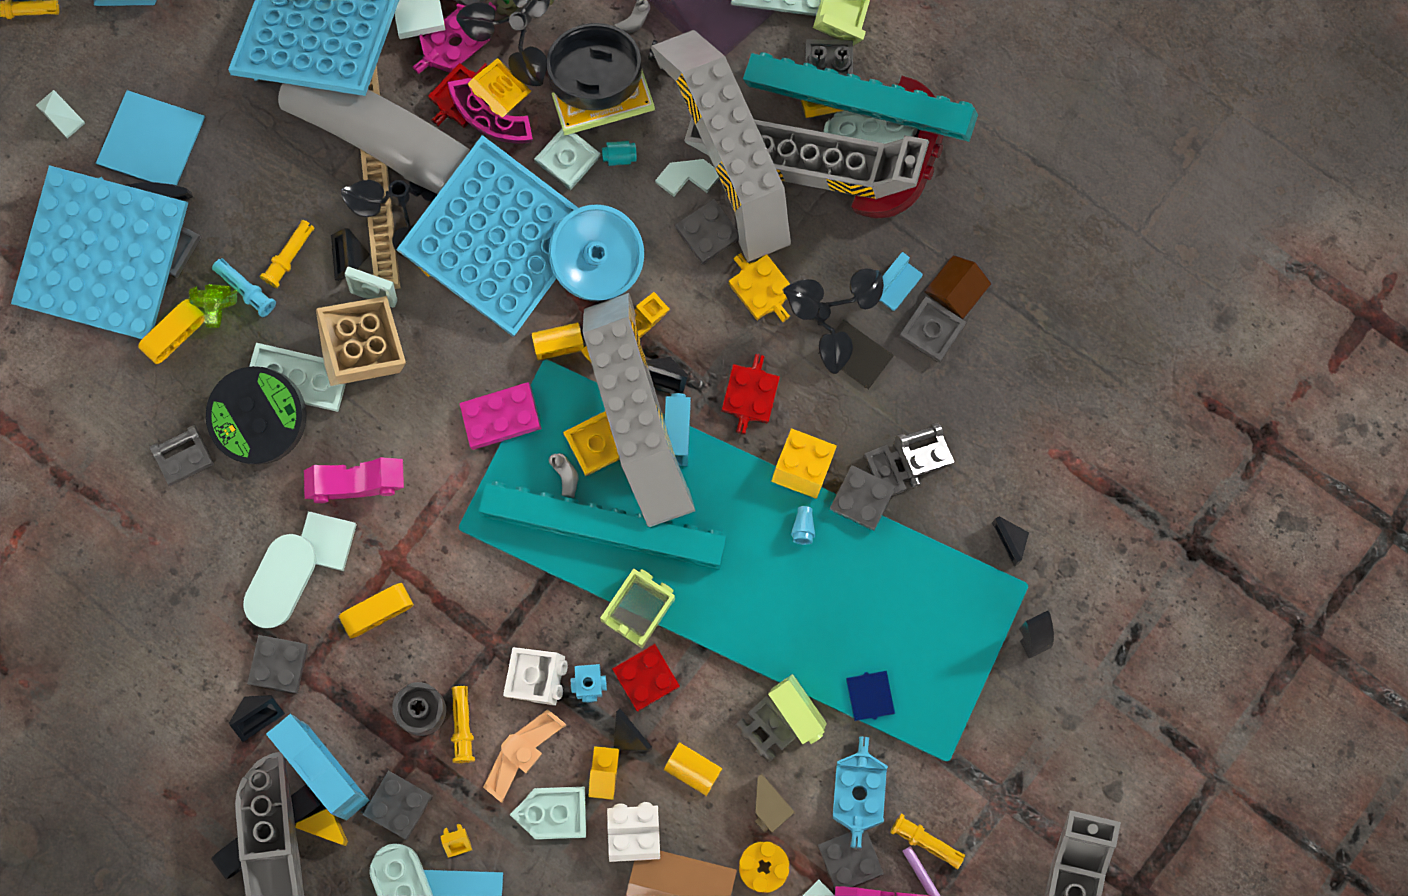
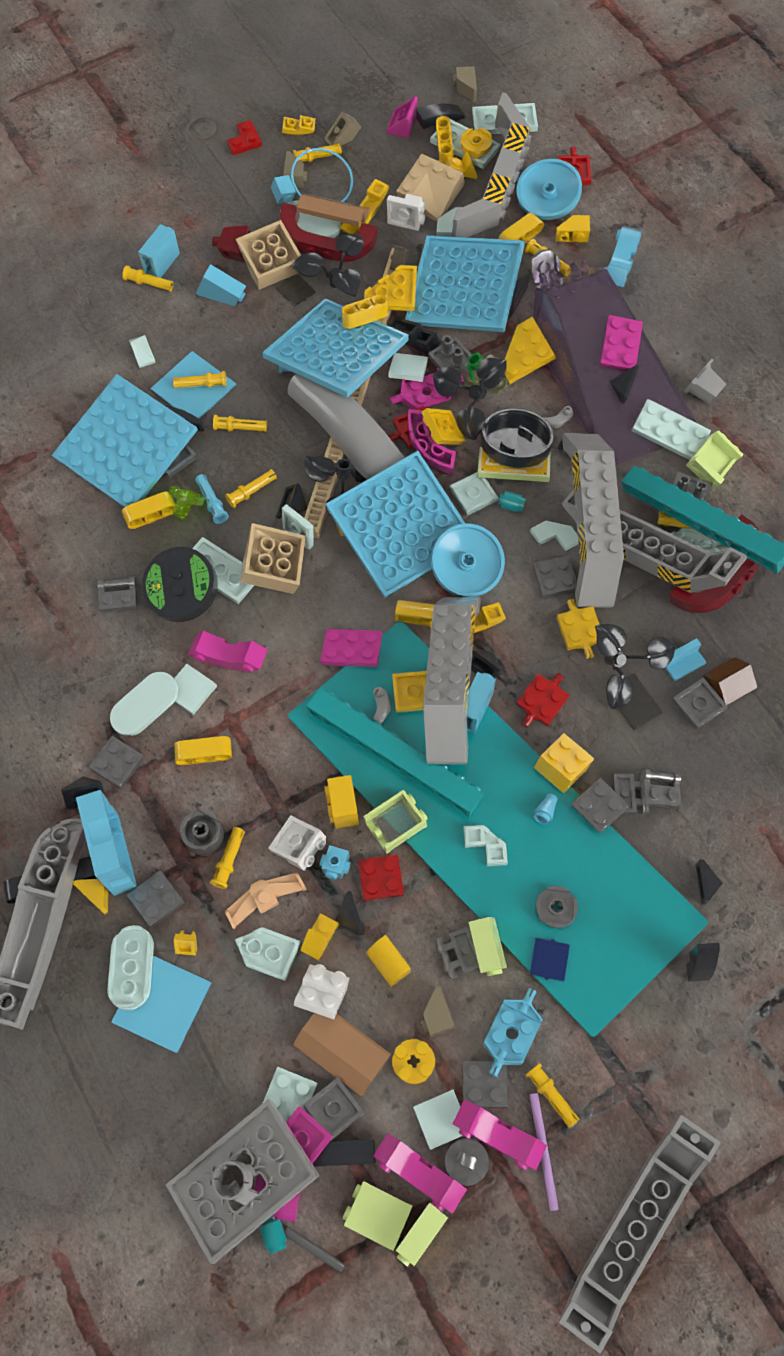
camera: 25 degrees right, 10 degrees down
(168, 125) = (204, 380): none -> yellow pin
(224, 175) = (230, 424): none -> yellow pin
(568, 608) = (342, 800): none -> yellow brick
(743, 585) = (482, 837): none -> light aqua tile
(864, 623) = (566, 901): none -> flat silver plate

